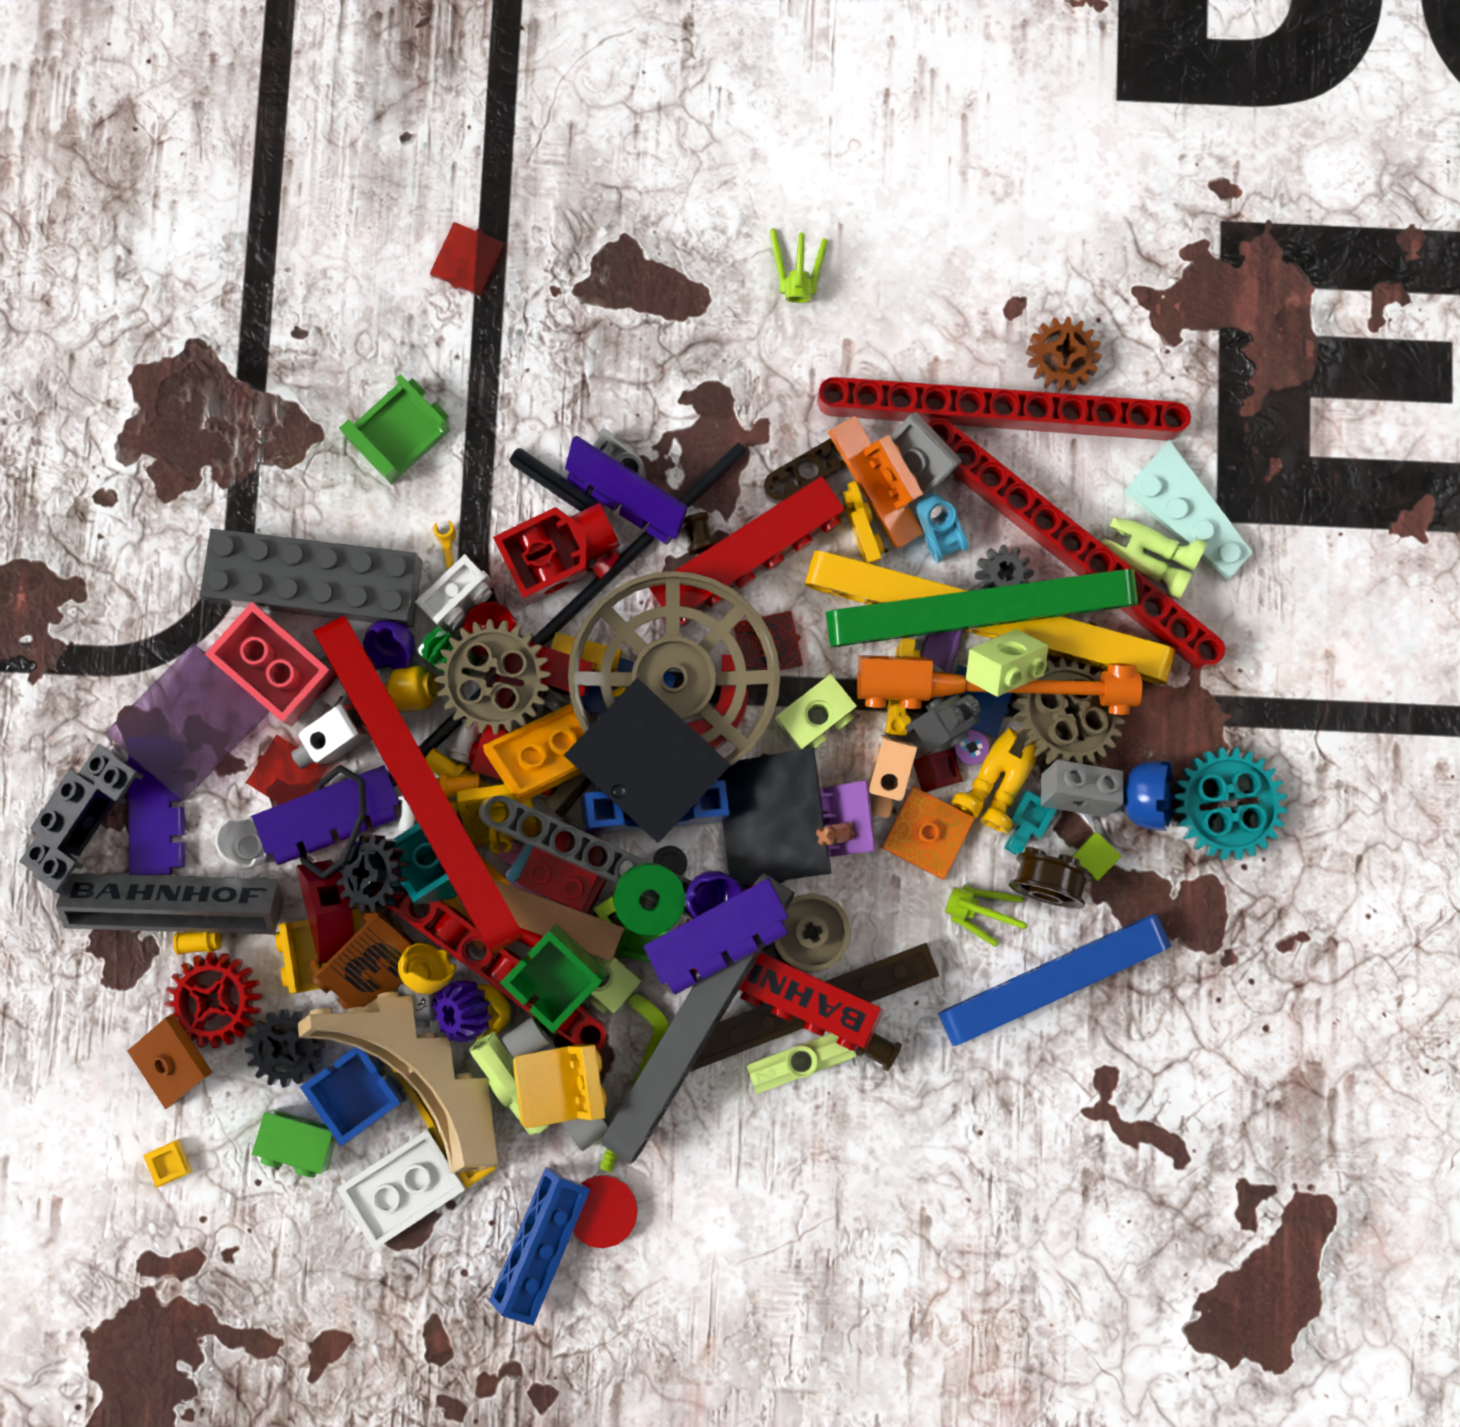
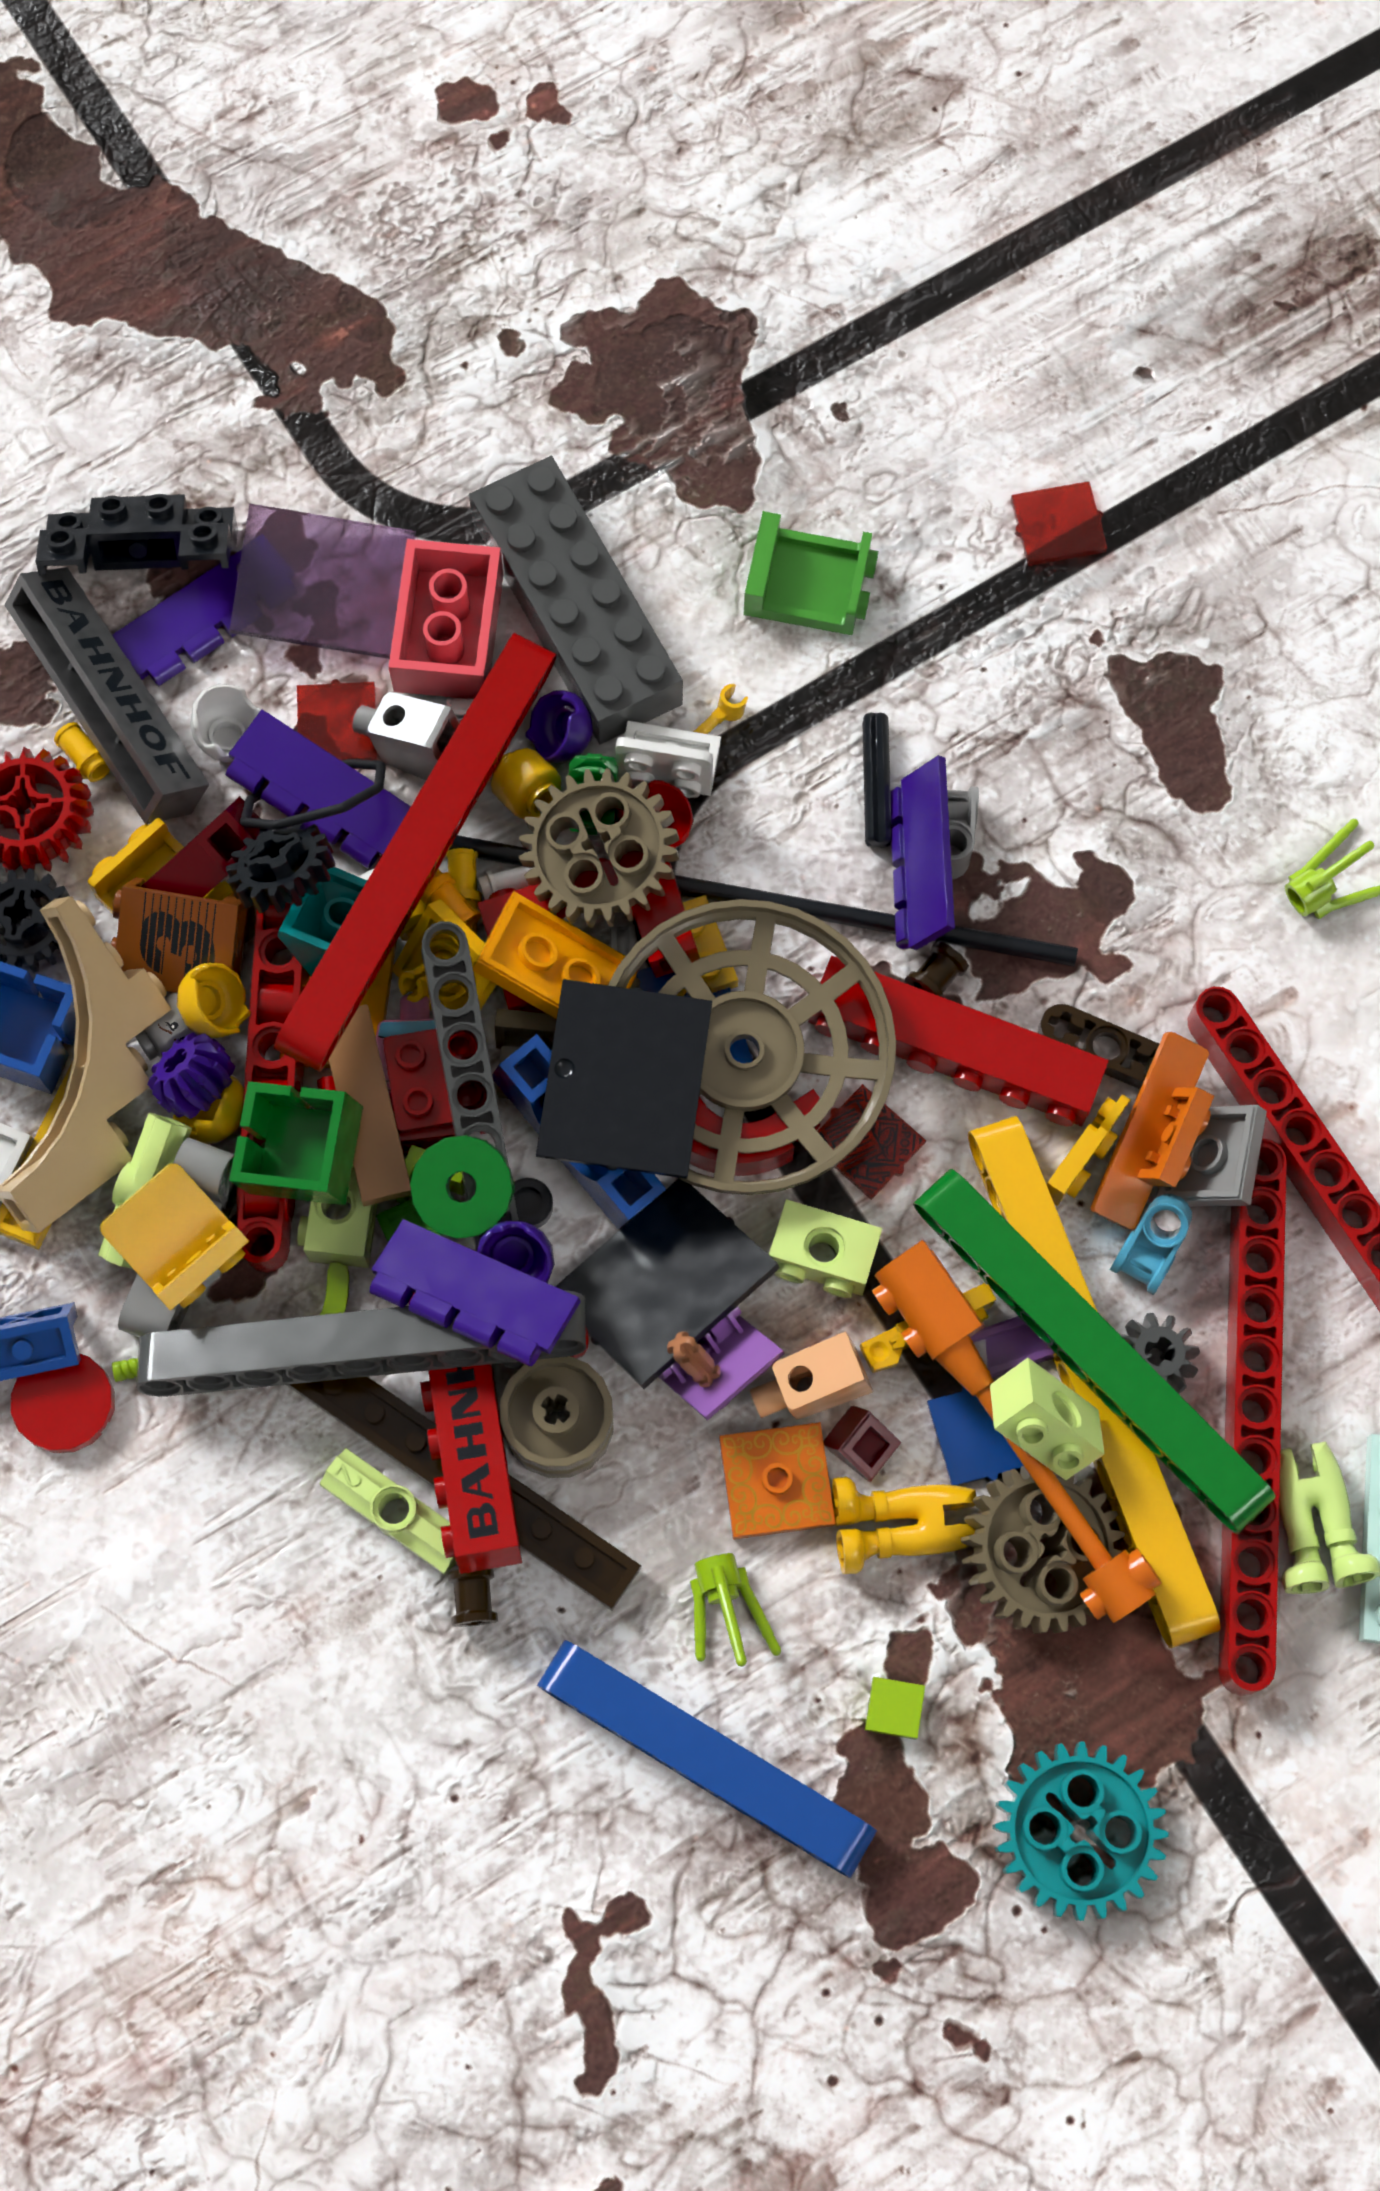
camera: 55 degrees right, 10 degrees down
(555, 549) = (797, 827): red brick -> none
(604, 563) = (821, 892): red tile -> none
(946, 722) = (921, 1403): dark grey hinge -> none
(972, 749) = (917, 1462): medium lavender tile -> none
(1029, 820) = (883, 1592): teal plate -> none
(1050, 878) = (824, 1661): dark brown wheel -> none
(1081, 788) = (963, 1625): light grey brick -> none
(1149, 795) = (1016, 1716): blue cylinder -> none

